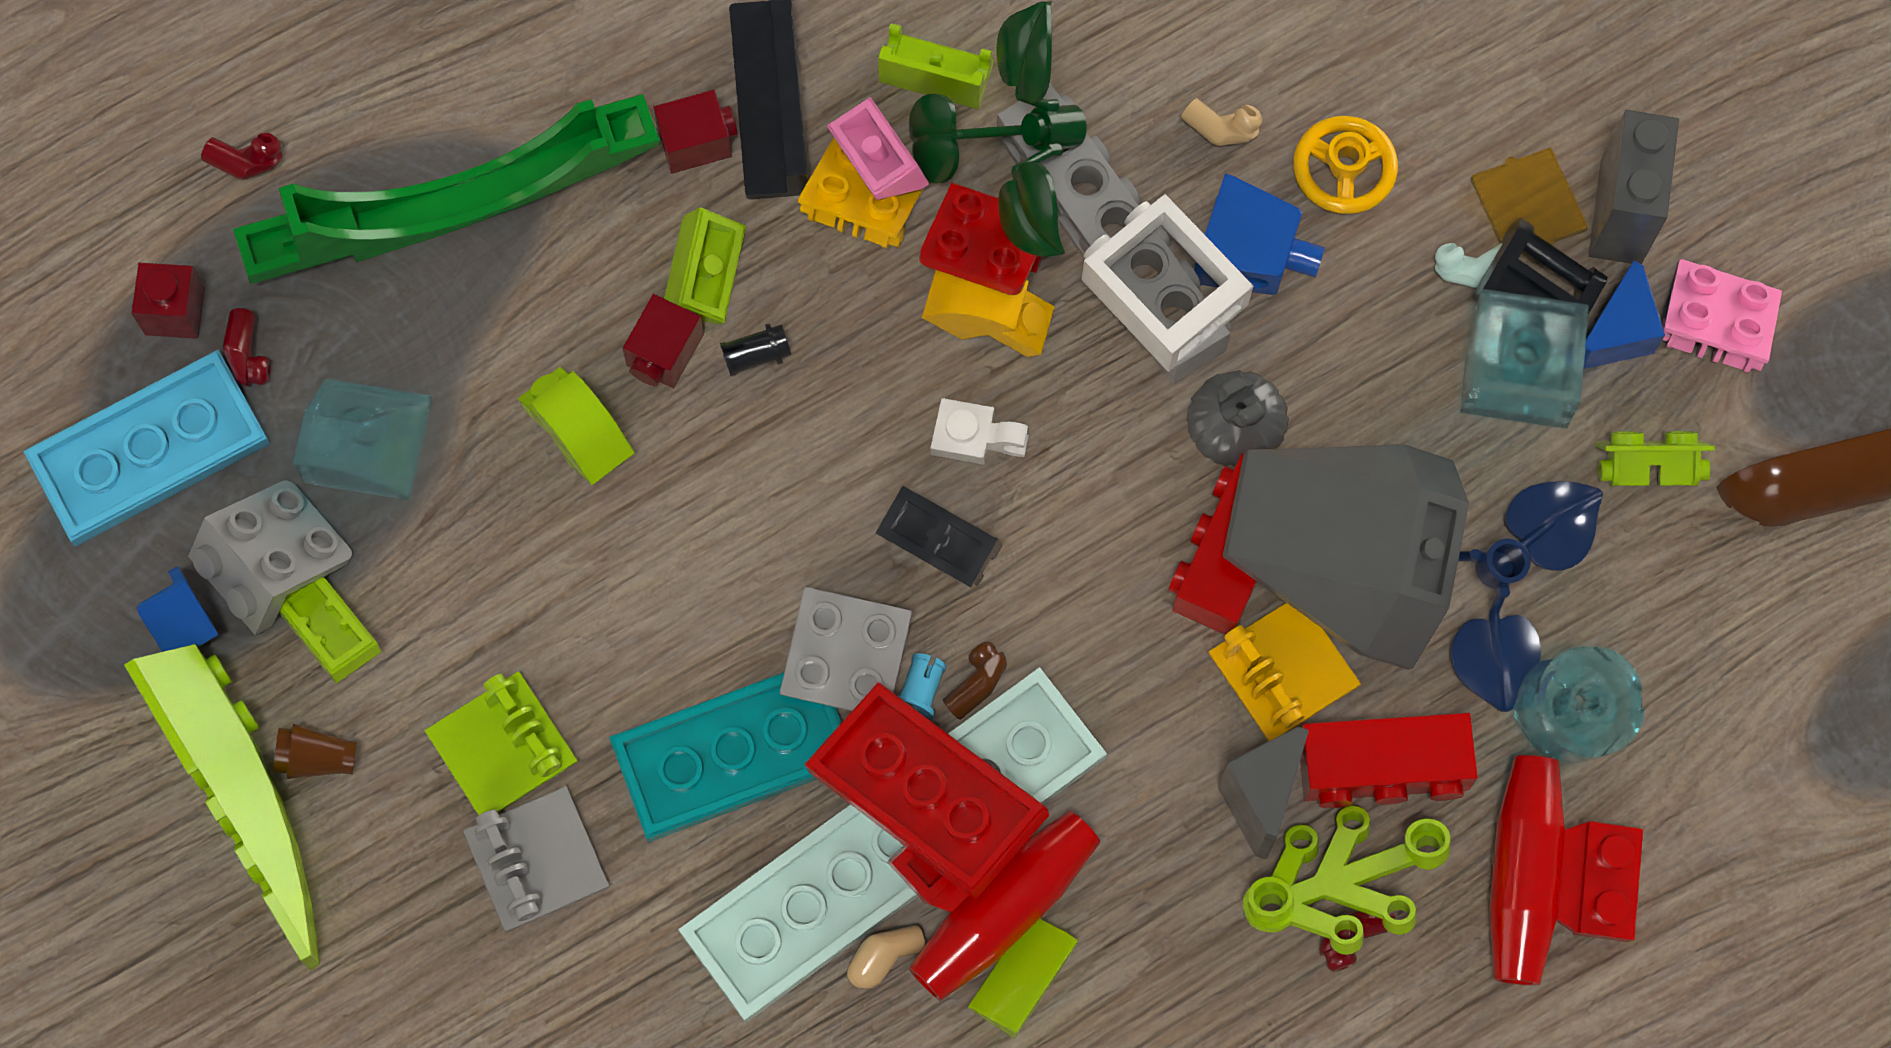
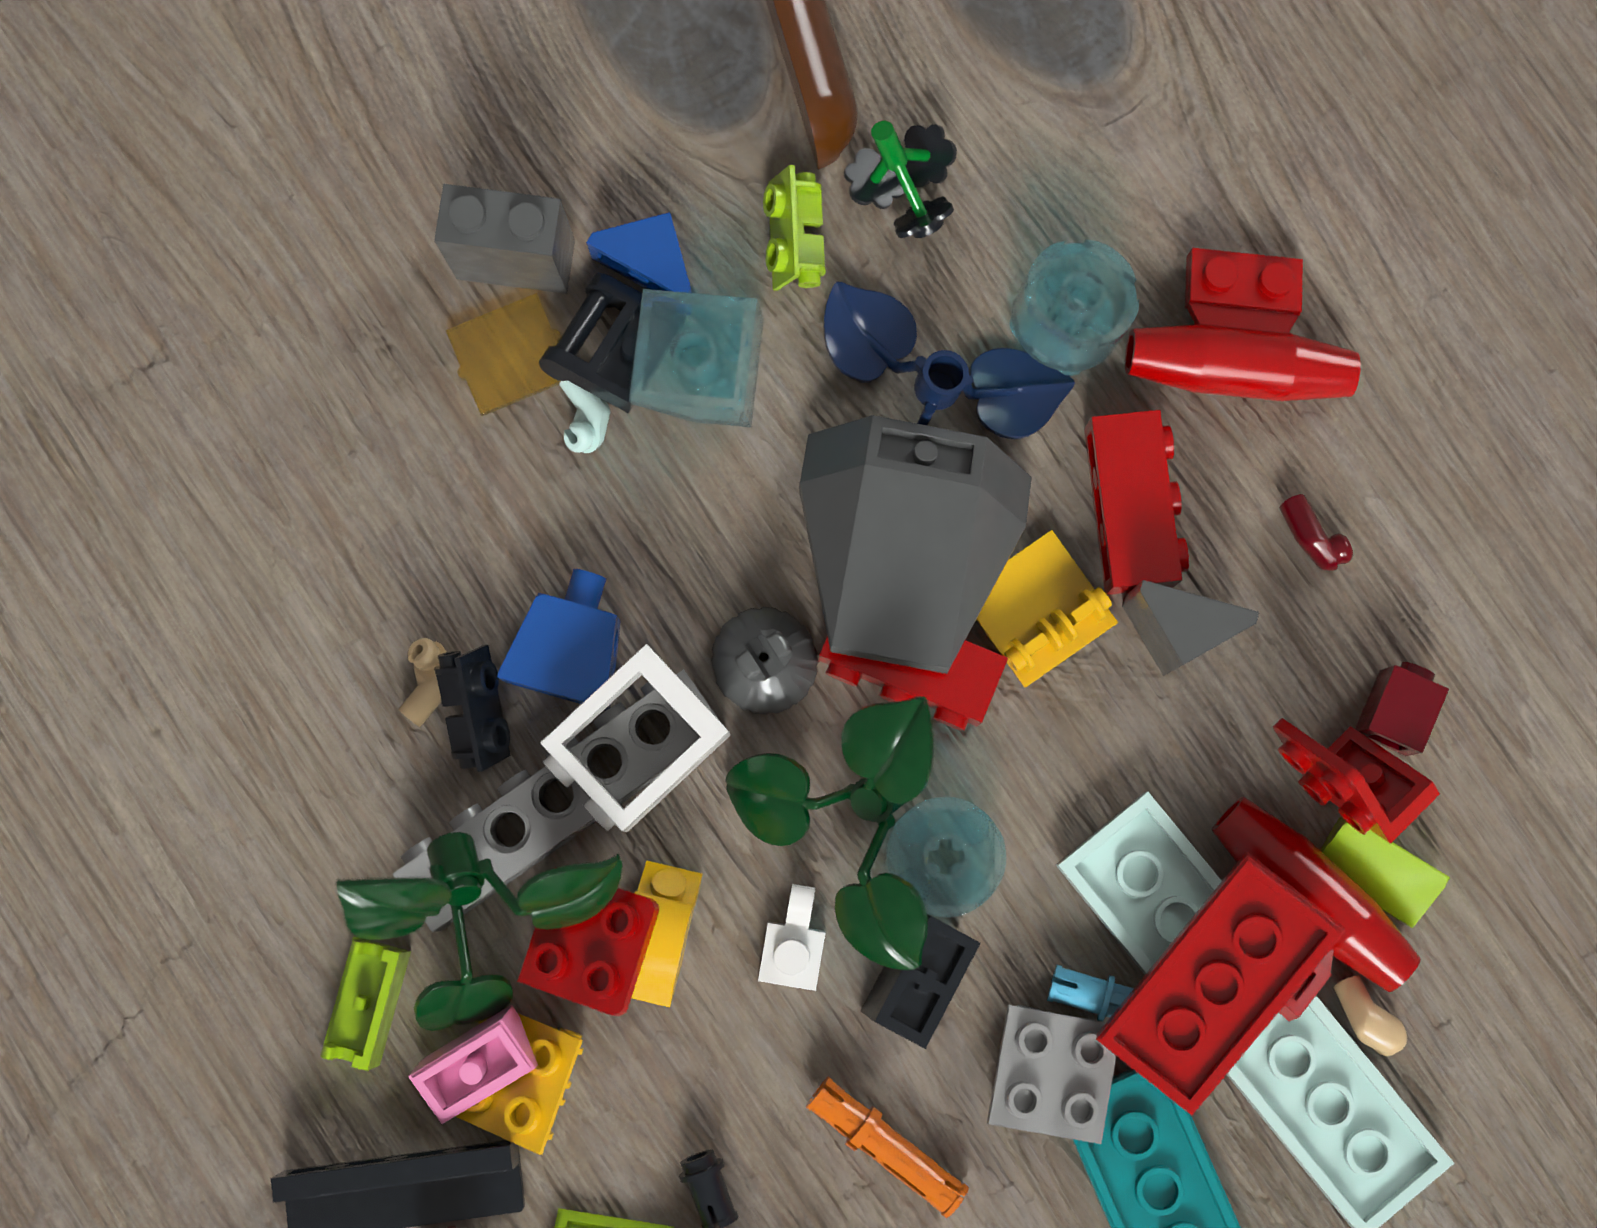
camera: 90 degrees left, 10 degrees up
(800, 489) = (886, 1146): none -> orange pin
(980, 684) = (1073, 924): reddish brown arm -> none
(1080, 554) = (968, 833): none -> clear light blue brick
(1107, 949) = (1360, 778): none -> red bracket
(1153, 482) = (894, 755): none -> dark green plant
(1182, 1004) = (1402, 708): none -> dark red brick
(1184, 165) = (479, 734): none -> black hinge
(1342, 881) = (1270, 552): lime plant -> none
(1350, 145) = (460, 529): yellow piece -> none
(1708, 537) = (901, 172): none -> black plant
(1723, 314) = (633, 156): bright pink hinge -> none

